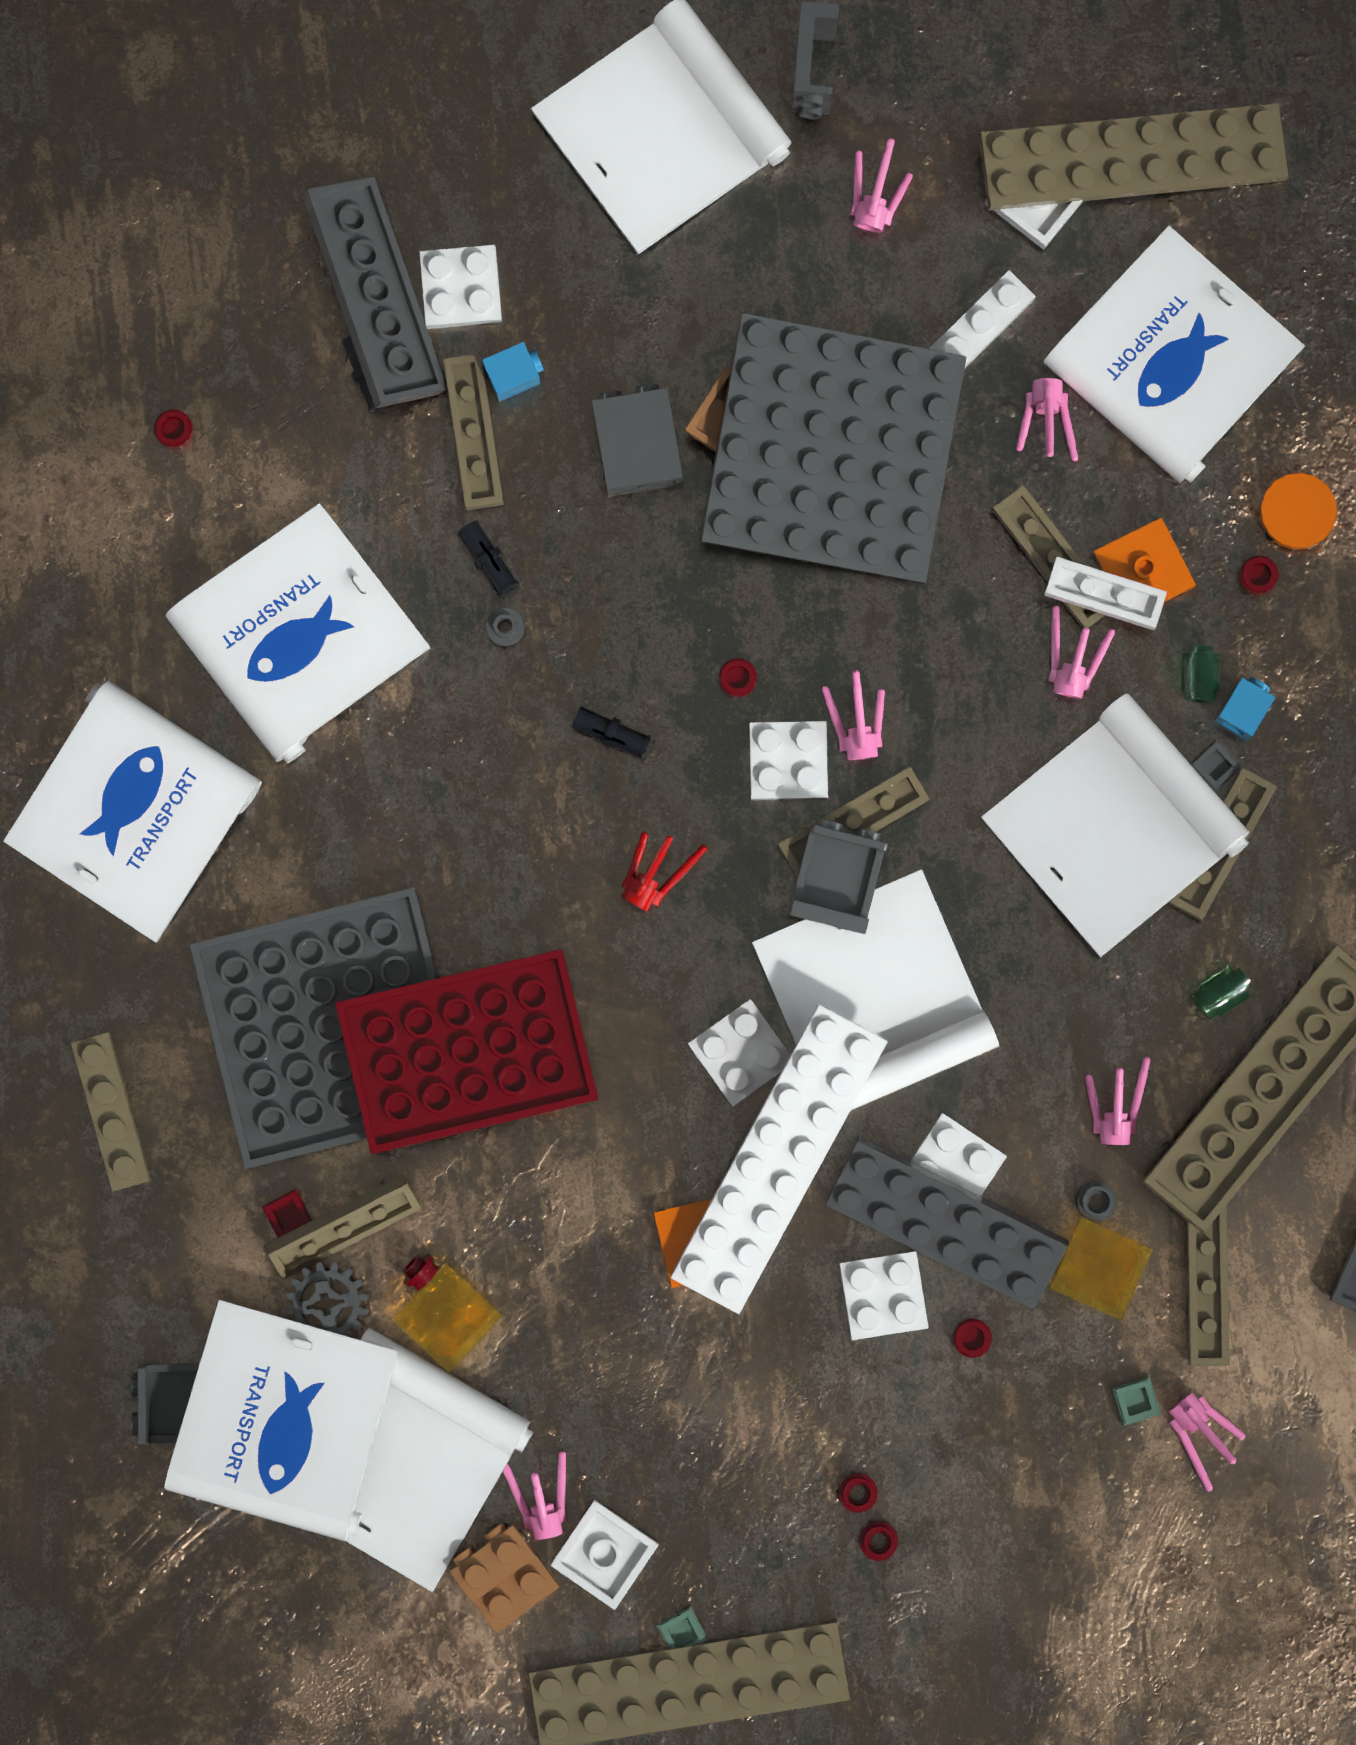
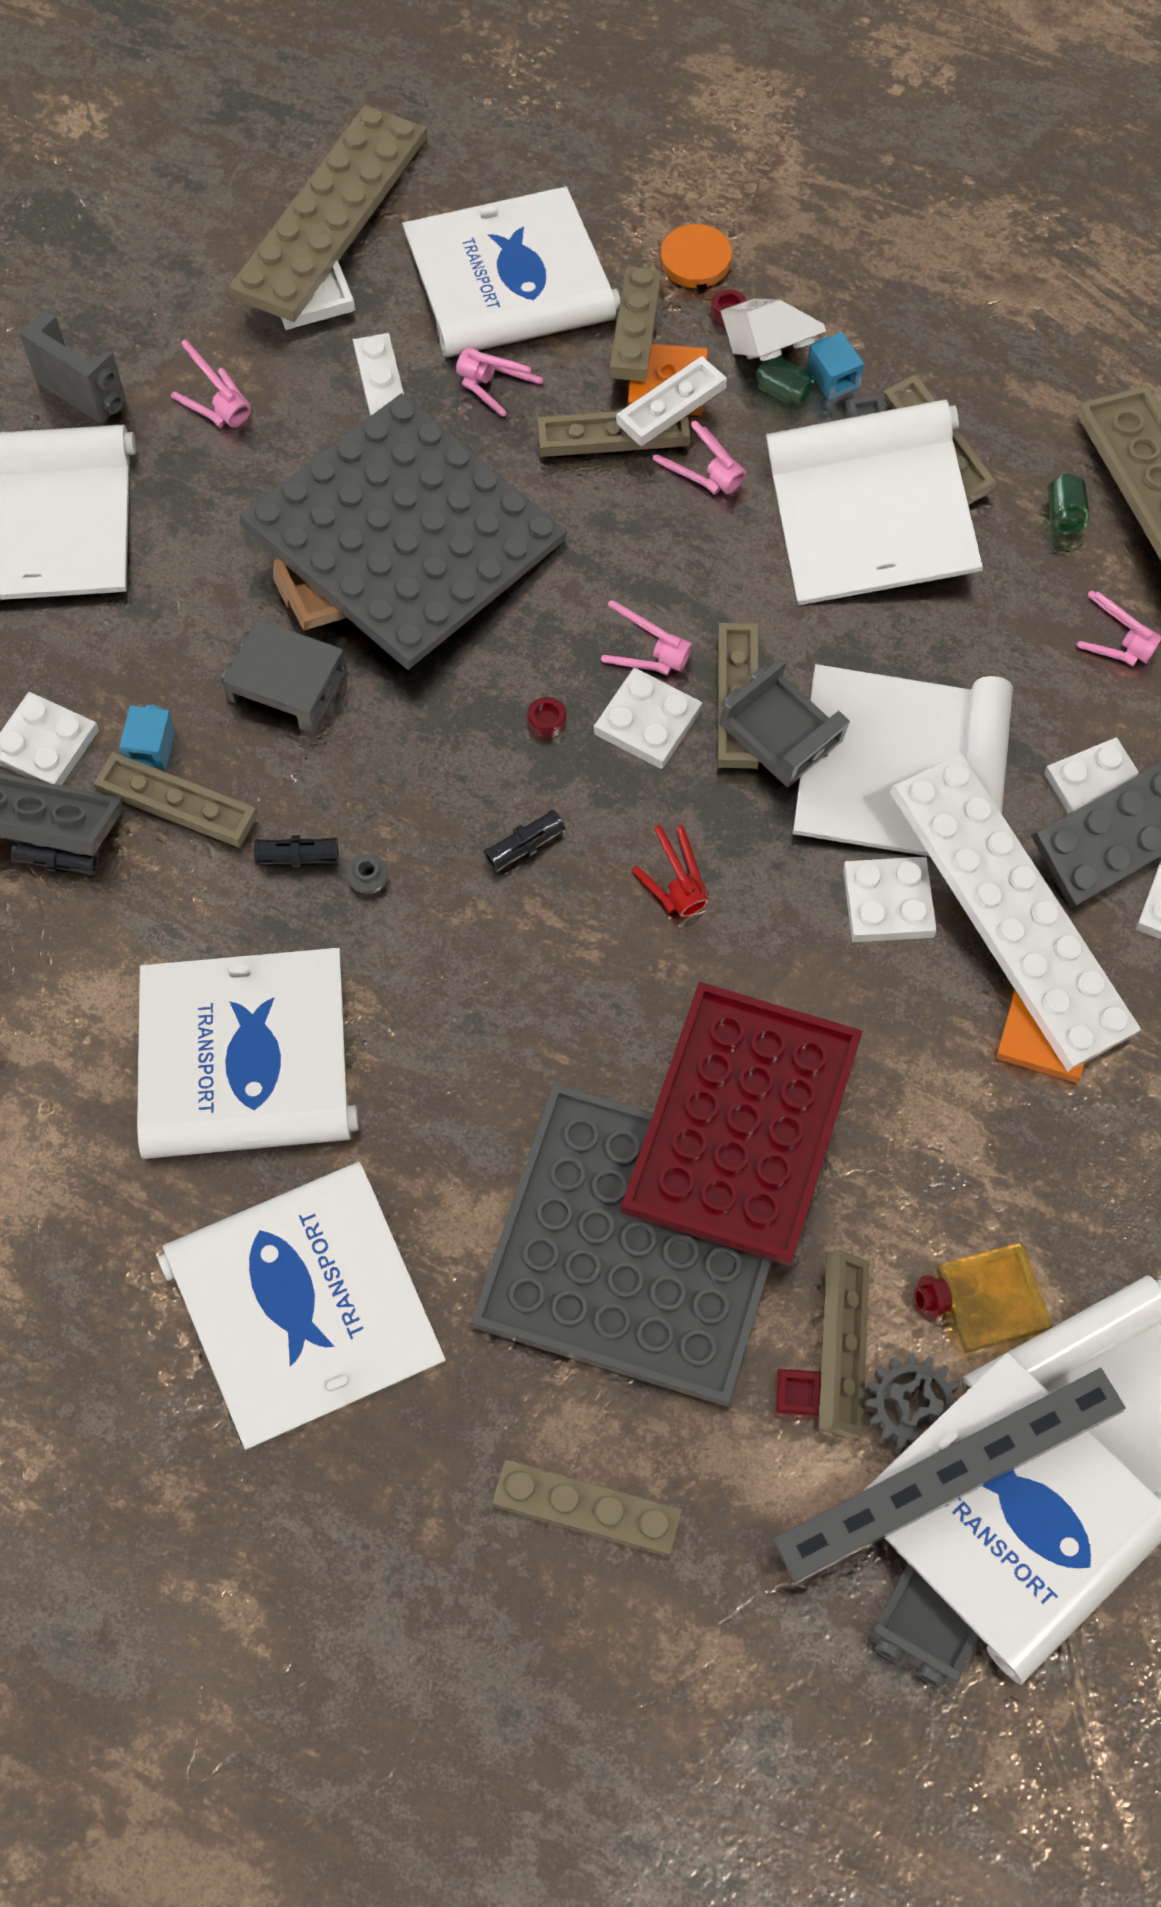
camera: 60 degrees left, 20 degrees down
(277, 1359) = (948, 1475): none -> dark grey tile
(1180, 506) = (635, 324): none -> dark tan plate
(1240, 632) = (766, 326): none -> white slope

